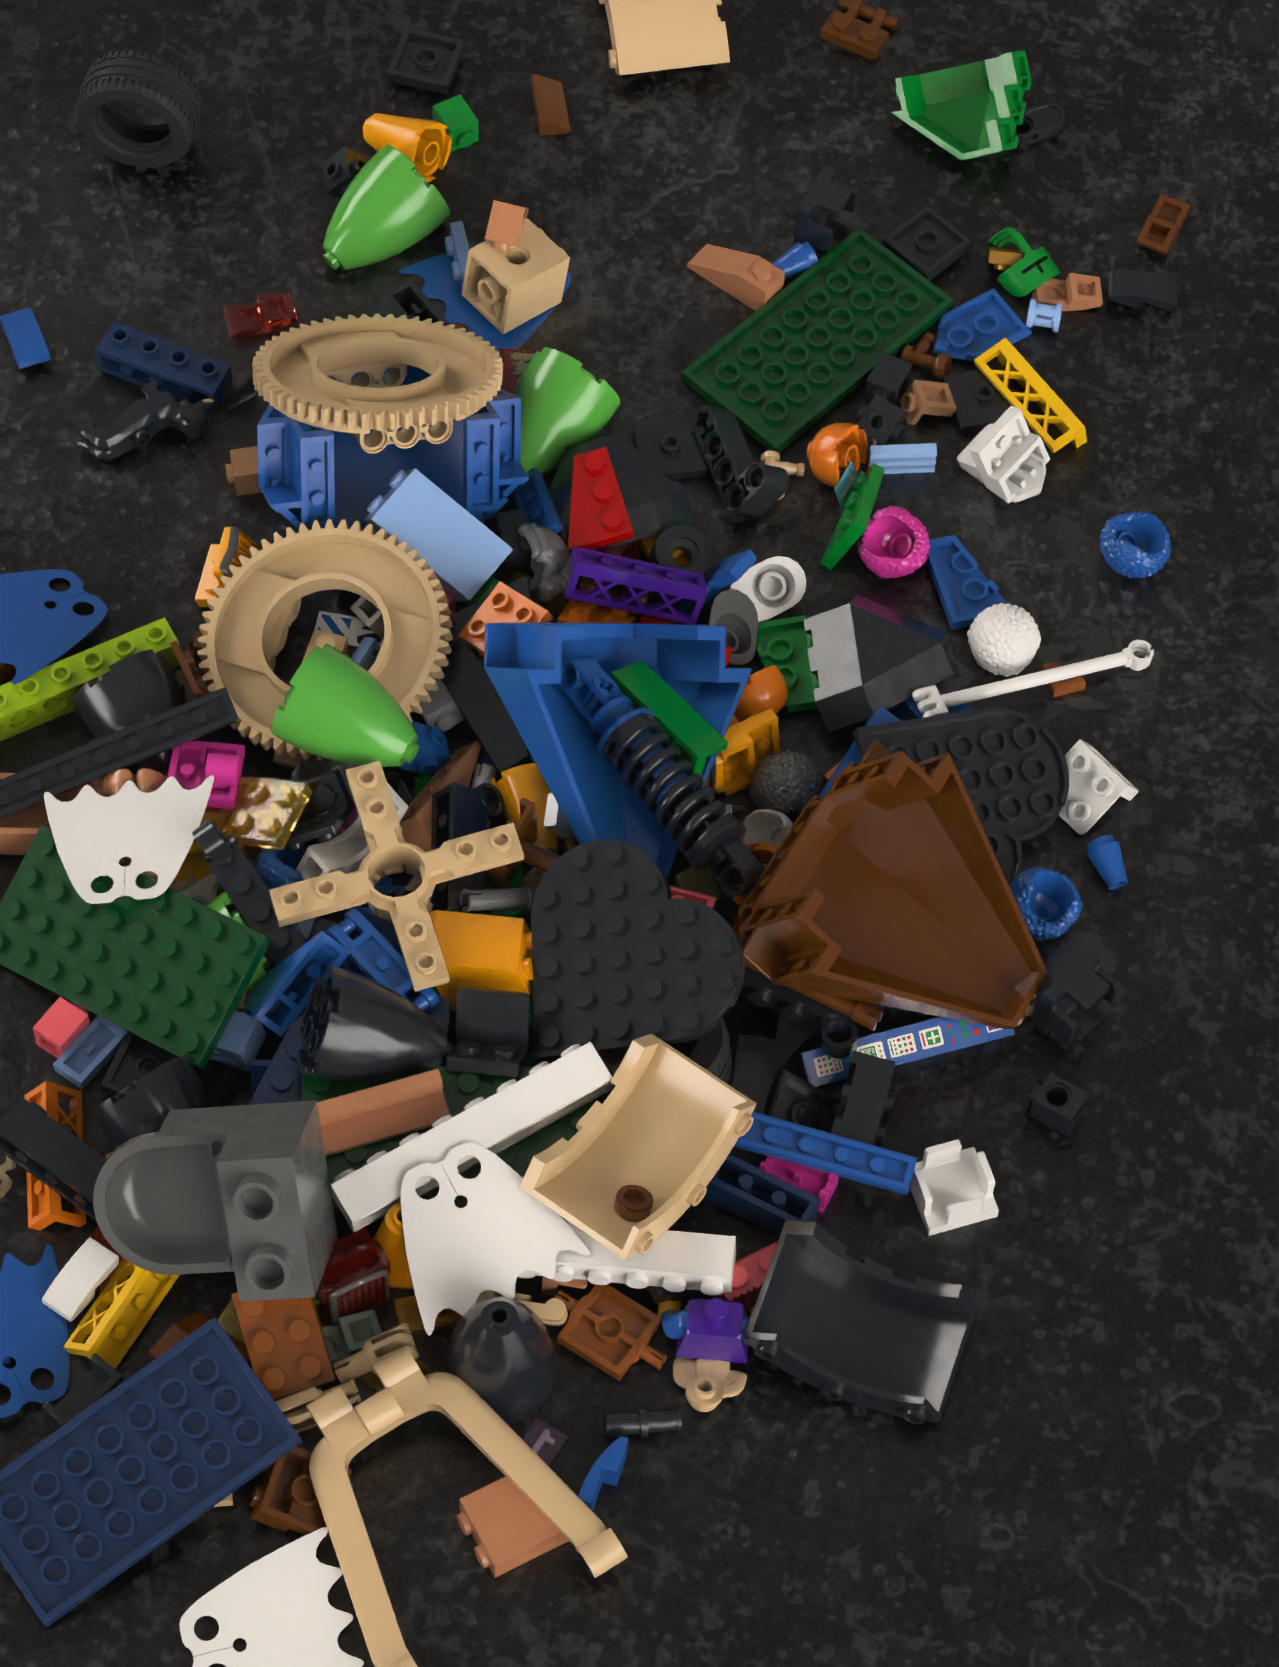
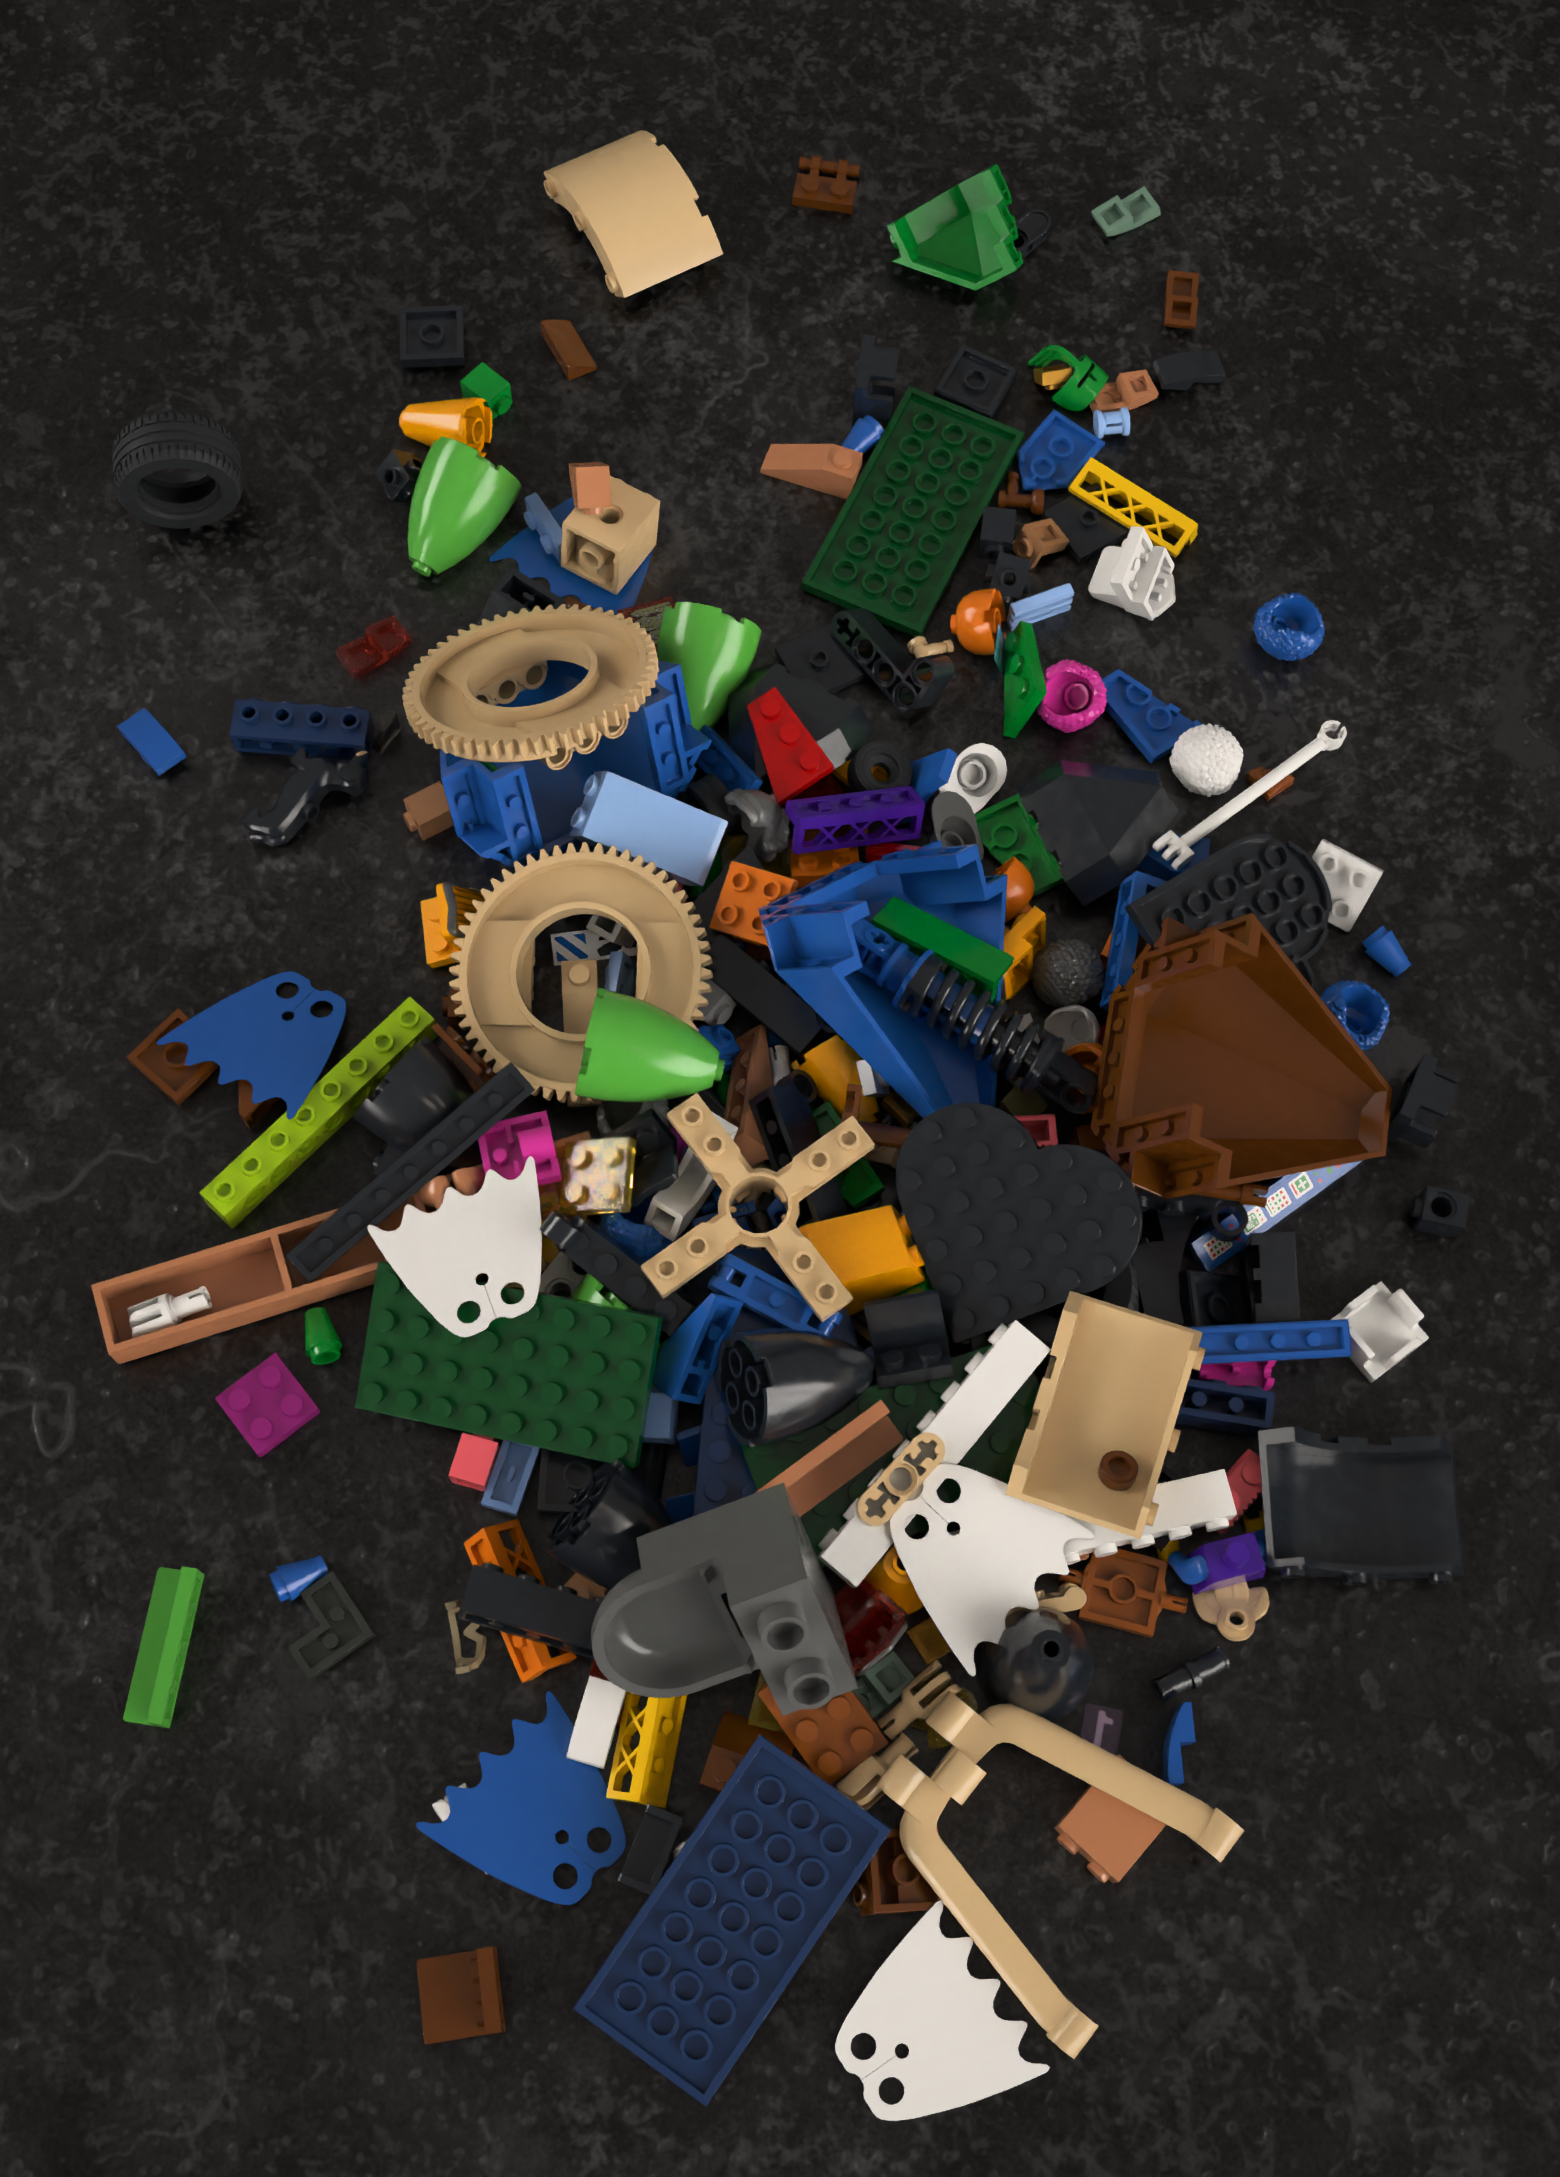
camera: 20 degrees left, 10 degrees up
(456, 1137) = (926, 1464): none -> tan beam
(498, 899) = (877, 1179): dark grey pin -> none
(1145, 133) = (1126, 214): none -> sand green slope

